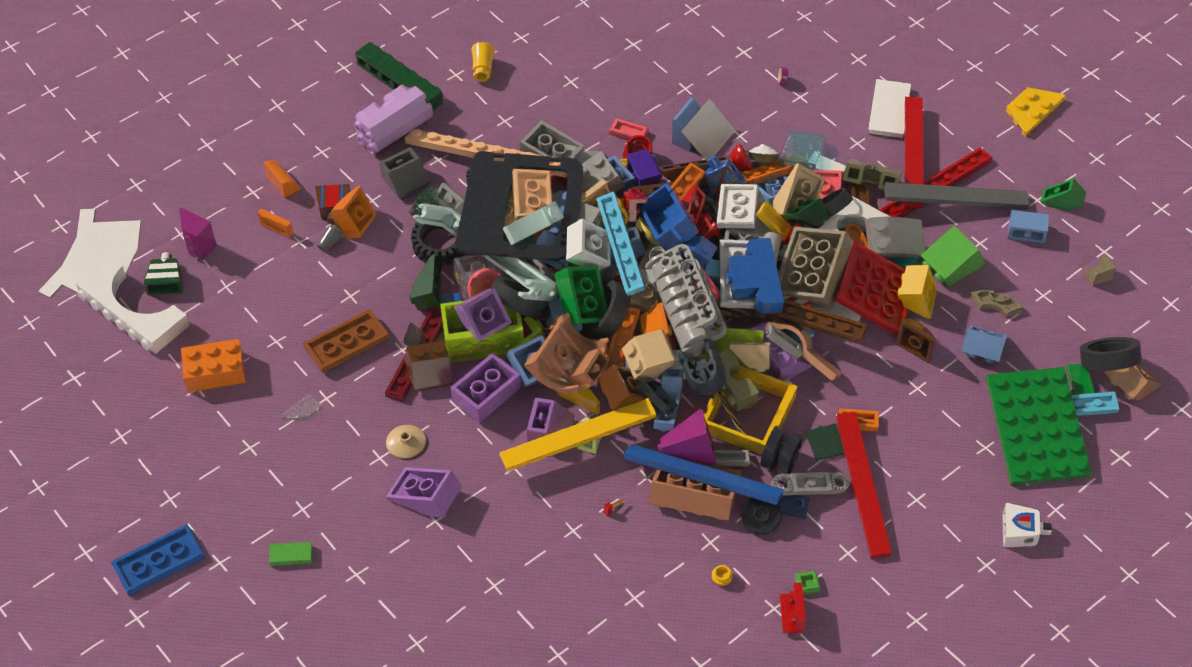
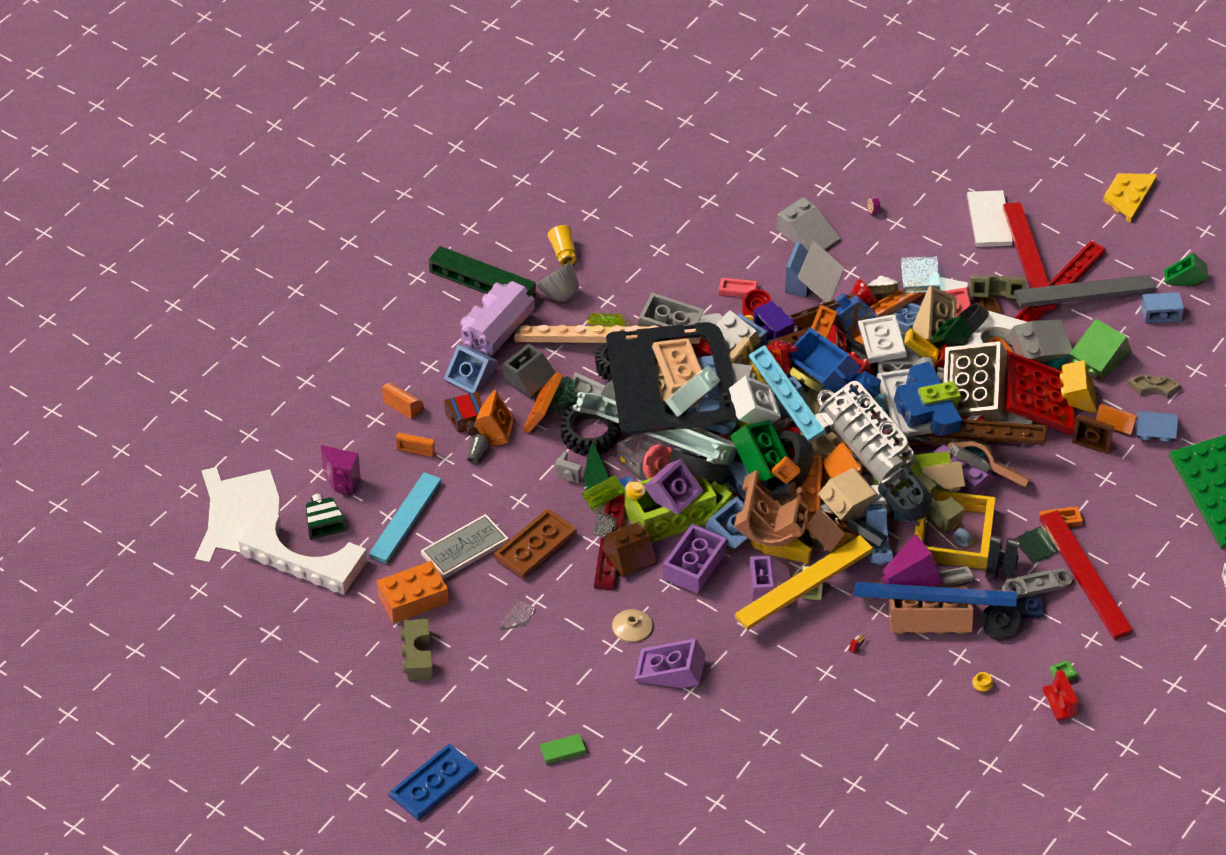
camera: 15 degrees left, 5 degrees down
(197, 409) = (418, 662): none -> olive arch
(238, 291) = (404, 518): none -> medium azure tile
(281, 330) = (465, 546): none -> light grey tile
(353, 160) = (470, 369): none -> medium blue slope
(403, 205) = (542, 402): none -> orange tile
(403, 274) = (567, 470): none -> light grey bracket
(426, 305) = (594, 501): none -> clear neon green tile
(446, 309) = (635, 490): none -> yellow plate
(463, 96) = (560, 284): none -> light grey hair
(493, 137) = (606, 319): none -> clear neon green tile
(591, 337) = (783, 490): none -> black tile
(596, 318) = (786, 470): none -> orange tile
(711, 81) = (805, 223): none -> light grey slope
(749, 421) = (963, 538): none -> sand blue tile
(771, 271) = (940, 393): none -> lime bracket
(946, 330) = (1119, 419): none -> orange tile

